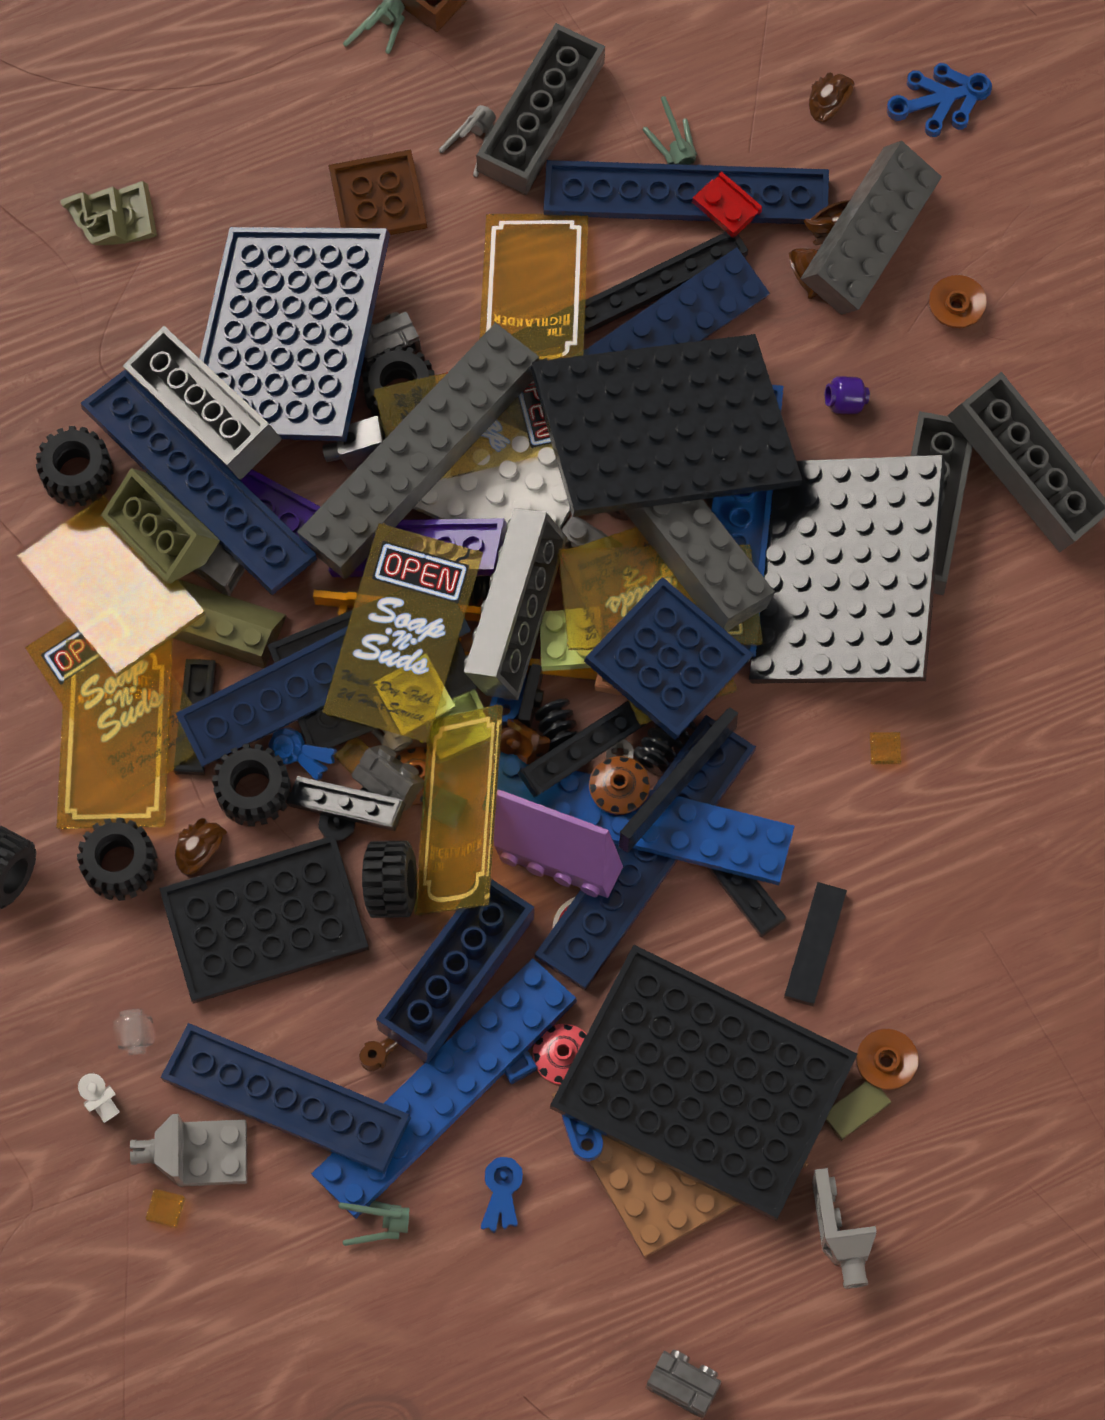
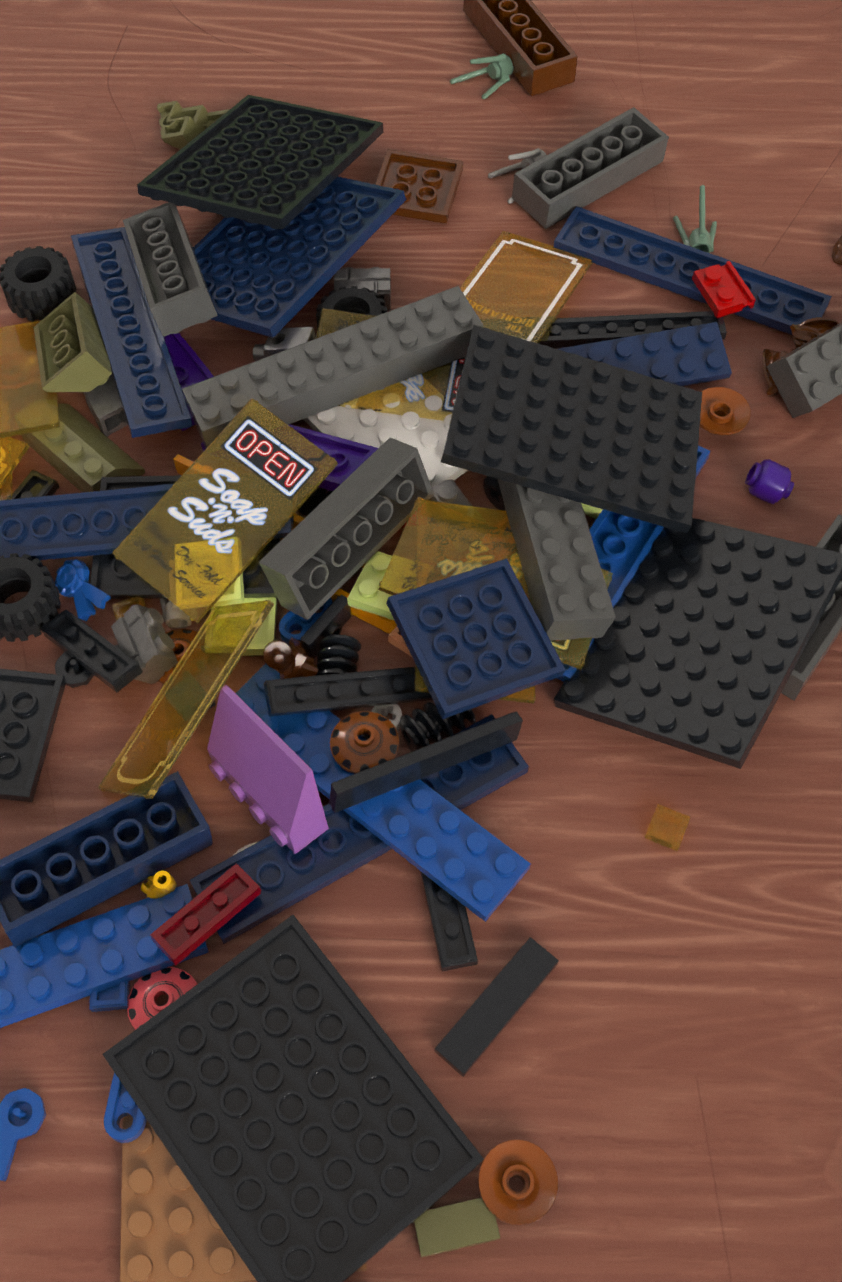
camera: 20 degrees right, 10 degrees down
(222, 238) = (261, 161): none -> black plate
(389, 879) = (82, 736): black tyre -> none
(512, 972) = (159, 885): none -> yellow arm
(566, 973) = (205, 914): none -> dark red plate
(781, 328) = (724, 411): none -> dark orange dish

